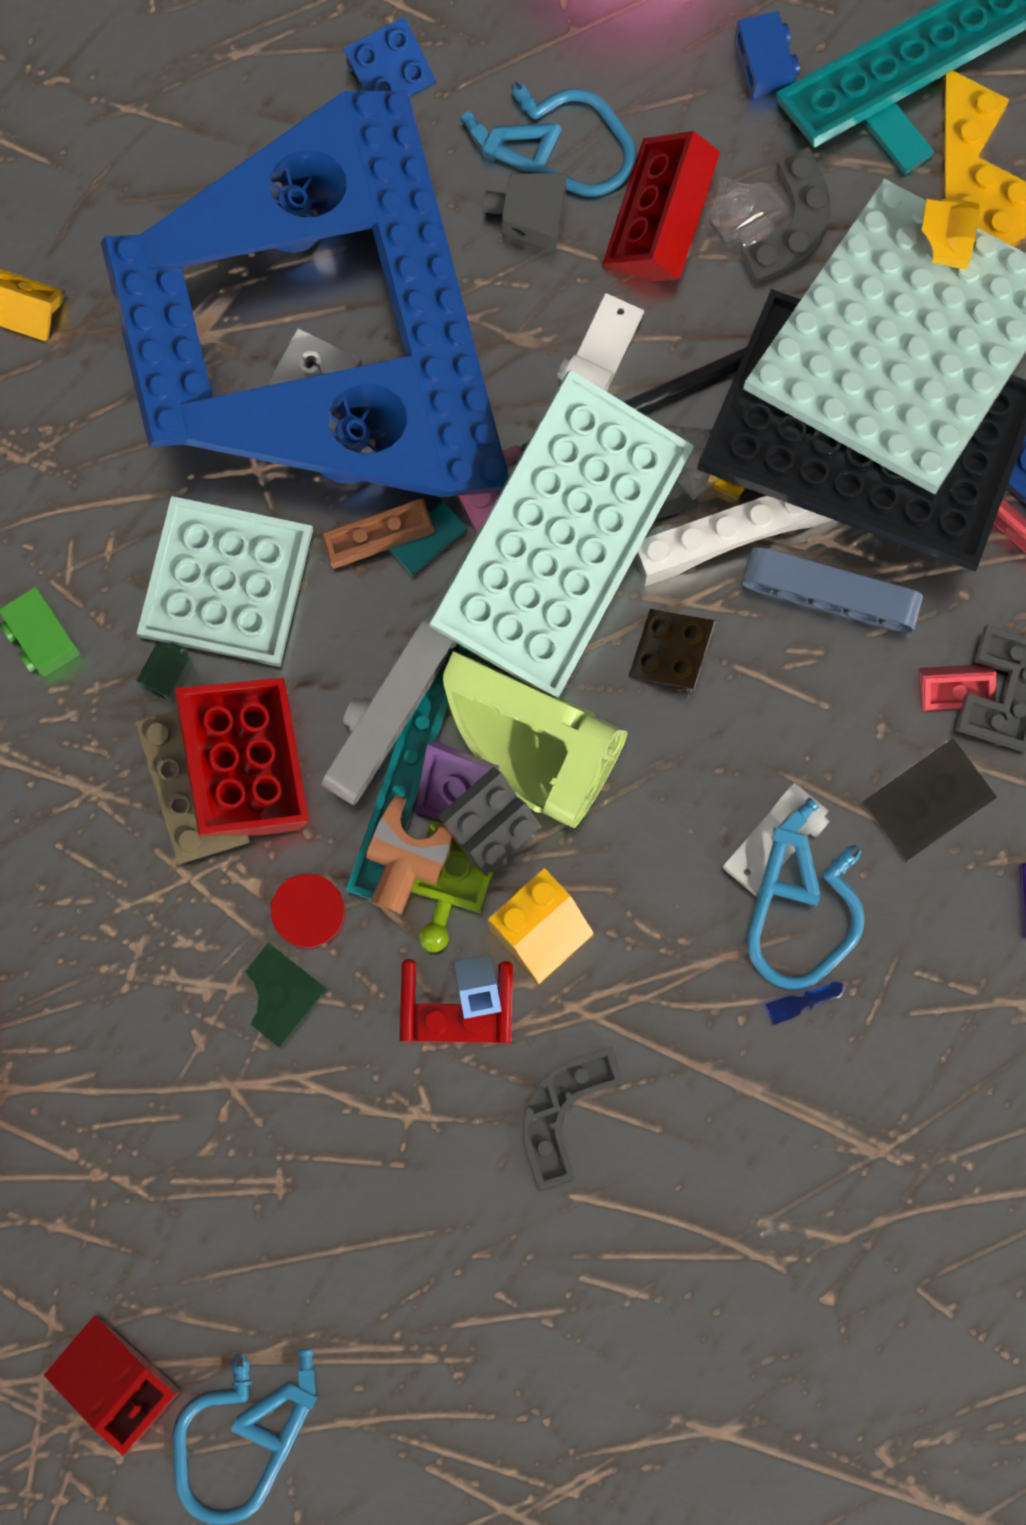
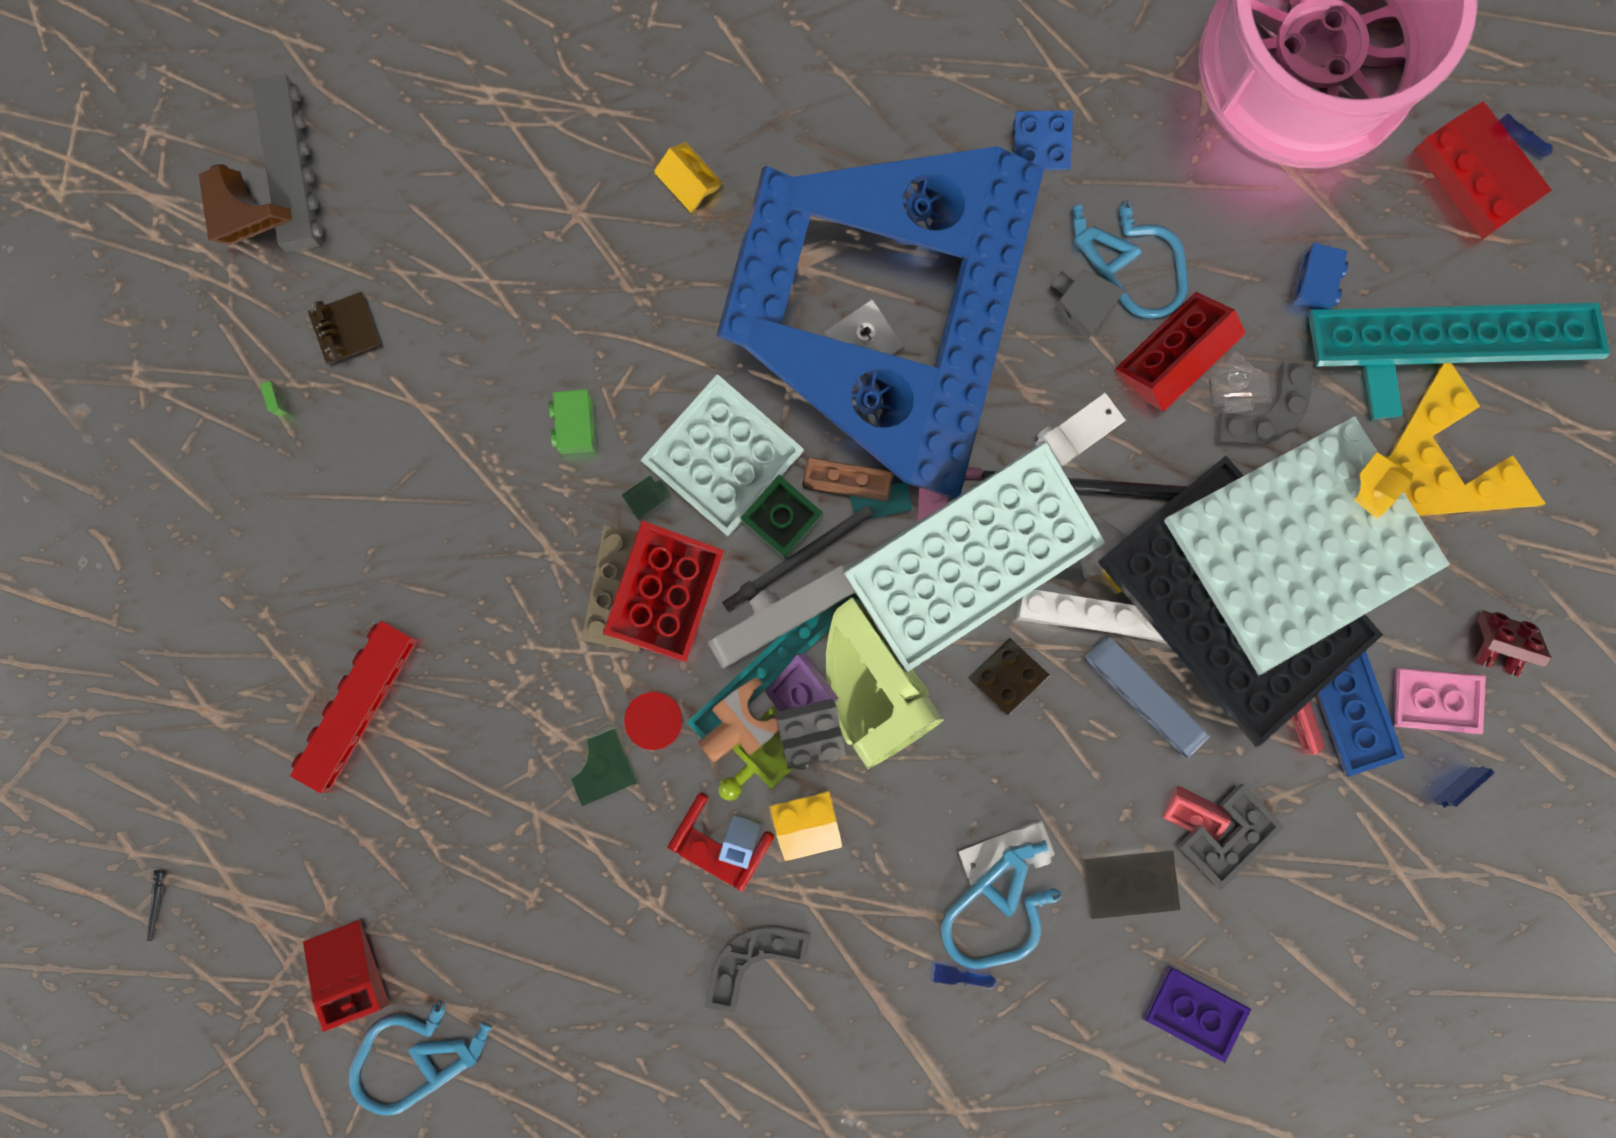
camera: 30 degrees right, 5 degrees up
(328, 610) = (781, 517): none -> dark green brick
(336, 709) = (751, 589): none -> dark grey bar

